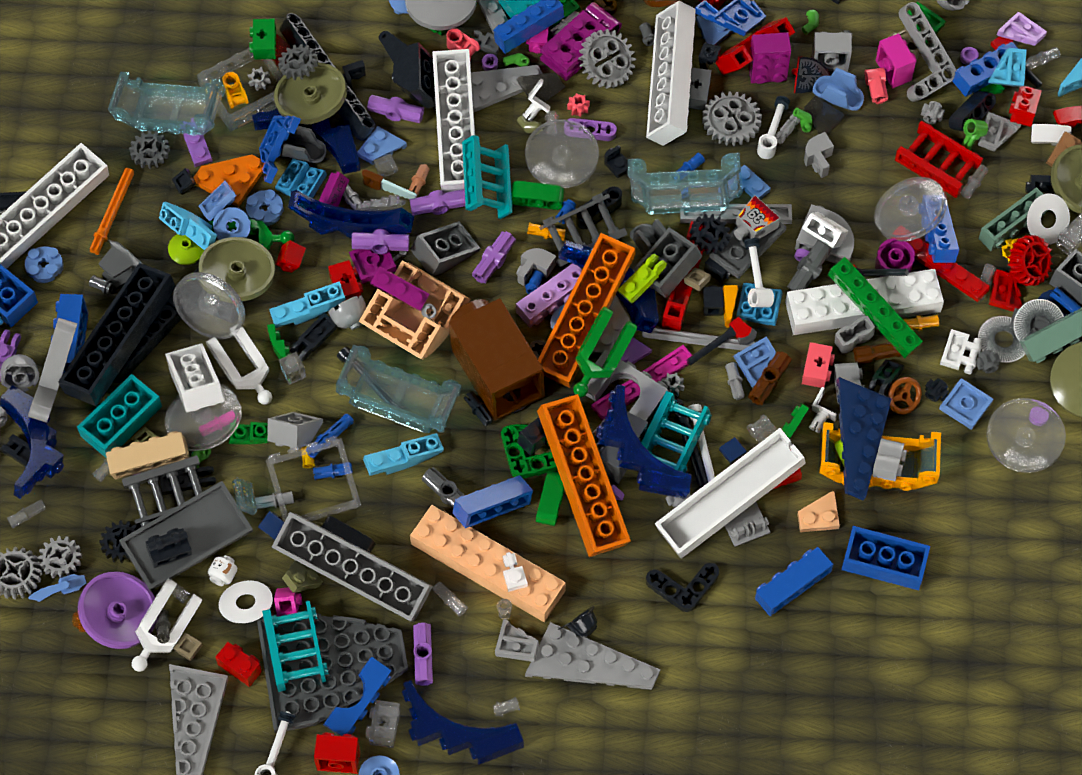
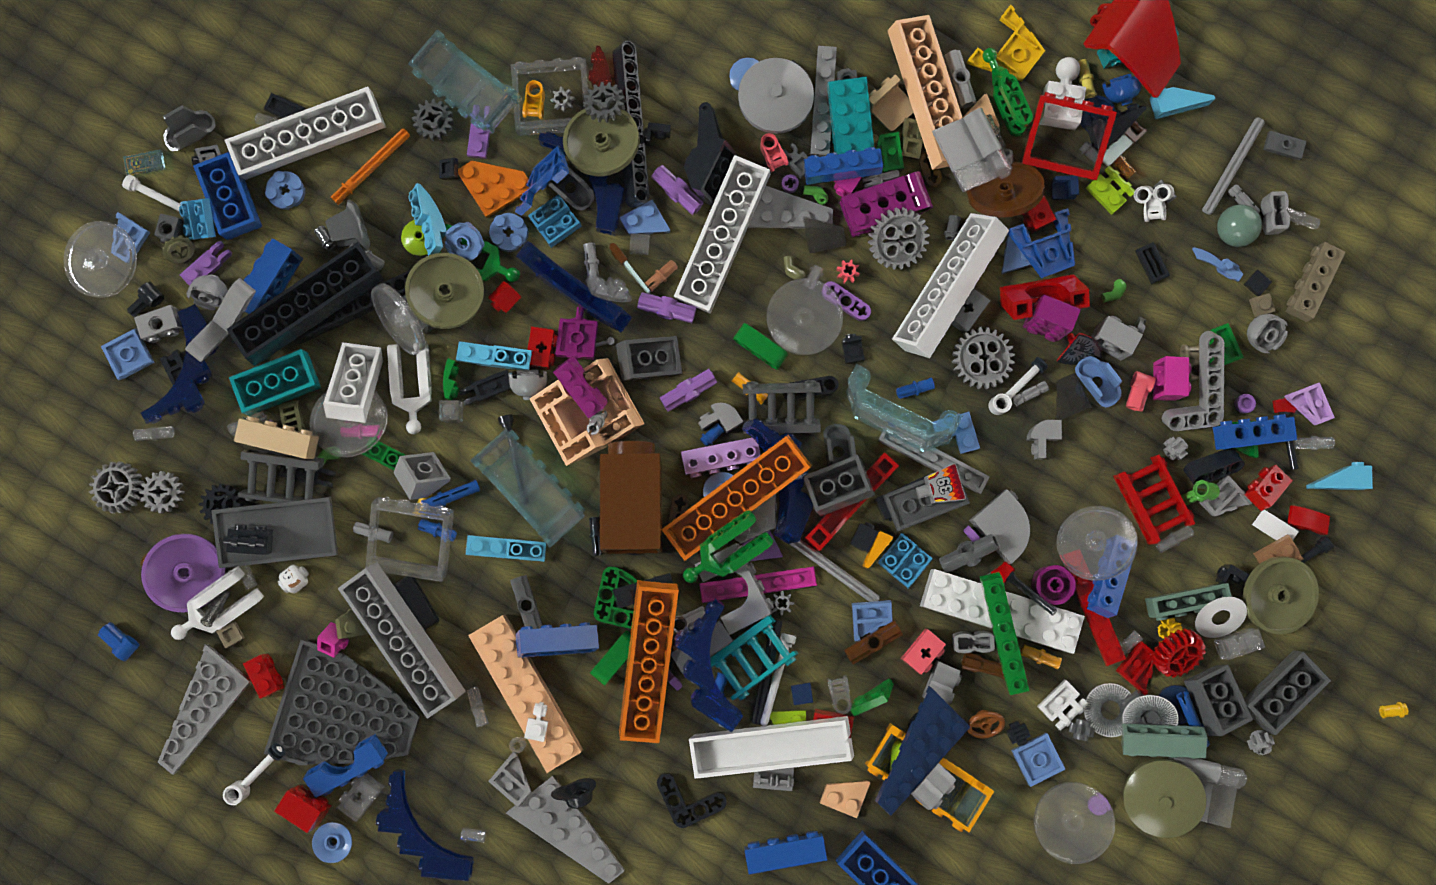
camera: 25 degrees right, 20 degrees up
(66, 585) = (154, 520): medium blue piece -> none
(89, 704) = (122, 645): none -> blue piece
(217, 200) = (464, 208): medium blue plate -> none
(228, 606) = (304, 634): white sticker -> none
(244, 496) = (346, 518): clear light blue tile -> none
(264, 39) = (588, 68): green brick -> none
(271, 524) = (355, 561): dark blue panel -> none
(275, 640) = (296, 693): teal fence -> none
(334, 189) = (575, 250): magenta panel -> none
(380, 241) = (590, 326): medium lavender piece -> none
(423, 665) = (421, 759): medium lavender piece -> none
(473, 181) = (706, 303): teal fence -> none
(536, 104) = (808, 251): white bracket -> none
(568, 206) = (779, 375): blue pin -> none
(642, 279) = (803, 494): lime hinge -> none
(697, 279) = (859, 512): dark tan plate -> none
(708, 55) = (997, 282): black bracket -> none
(710, 233) = (892, 485): black gear -> none
(734, 380) = (840, 627): light grey axle -> none
(737, 328) = (870, 578): piece -> none
(759, 295) = (907, 561): white piece -> none
(805, 119) = (1051, 394): bright green arm -> none
(822, 413) = (899, 703): white bracket -> none
(825, 229) = (1003, 528): white brick -> none
(886, 376) = (979, 697): black hinge -> none
(1010, 68) = (1275, 448): medium azure wing -> none

